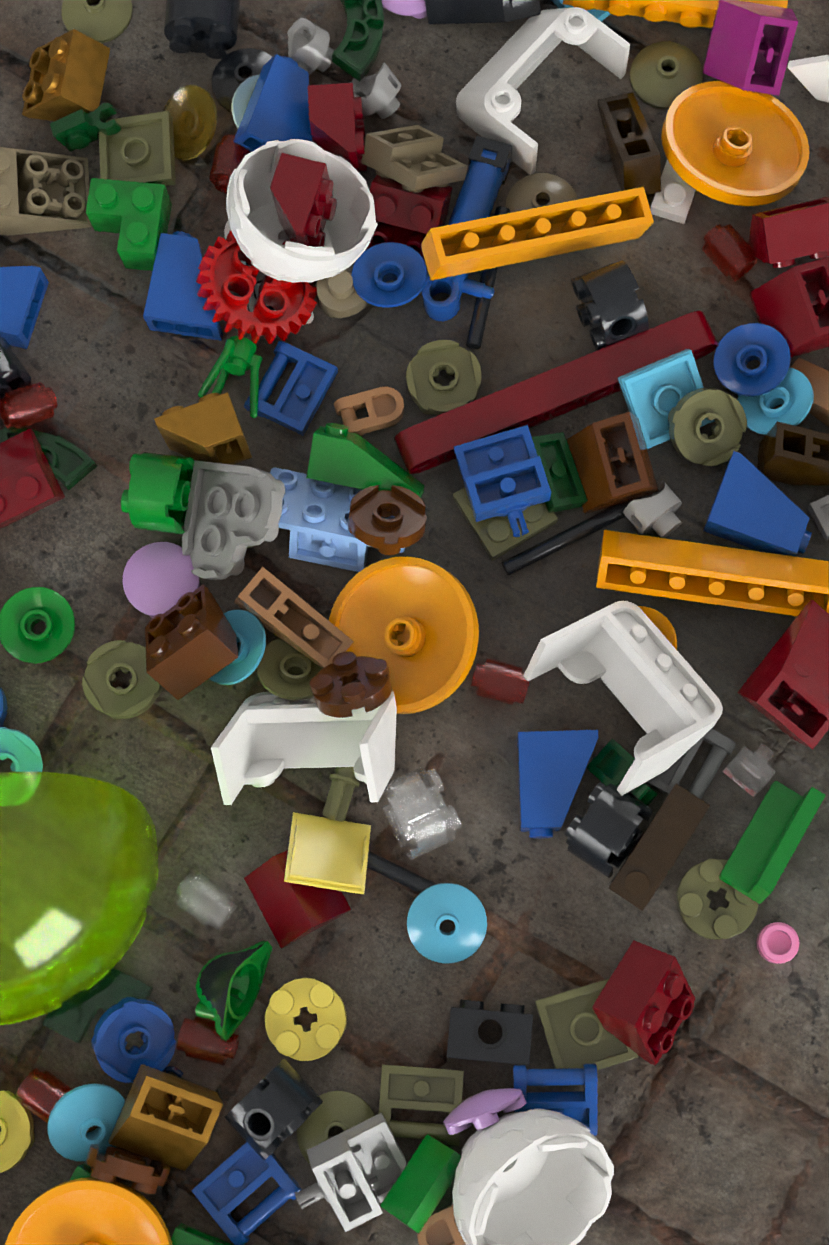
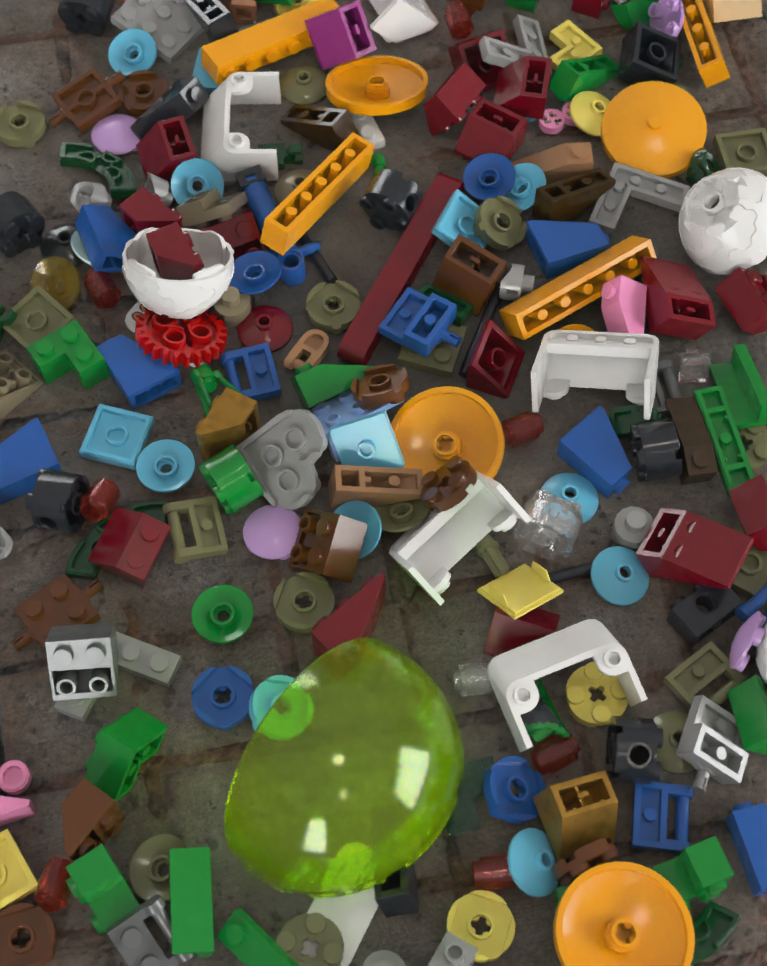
camera: 50 degrees left, 15 degrees down
(97, 523) = (205, 529): none -> olive plate
(105, 348) = (116, 436): none -> medium azure plate
(116, 405) = (164, 455): none -> medium azure dish
(129, 750) = (353, 617): none -> dark red slope
(276, 952) = (514, 671): none -> white windscreen
(319, 571) = (367, 442): none -> medium azure plate
(361, 360) = (276, 332): none -> dark red dish
(430, 94) = (192, 171): none -> medium azure dish
(437, 51) = (166, 147): none -> dark red slope
(502, 801) = (578, 485): none -> medium azure dish
(507, 887) = (631, 527): none -> light grey piece
(531, 970) = (692, 549): none -> dark red slope
(545, 584) = (494, 362): none -> dark red slope
(555, 144) = (290, 155): none -> dark green plate
(652, 244) = (378, 162): none -> green animal
(693, 879) = (725, 437): none -> green plate
(729, 251) = (424, 138): clear red brick -> none
(733, 645) = (624, 305): none -> bright pink slope

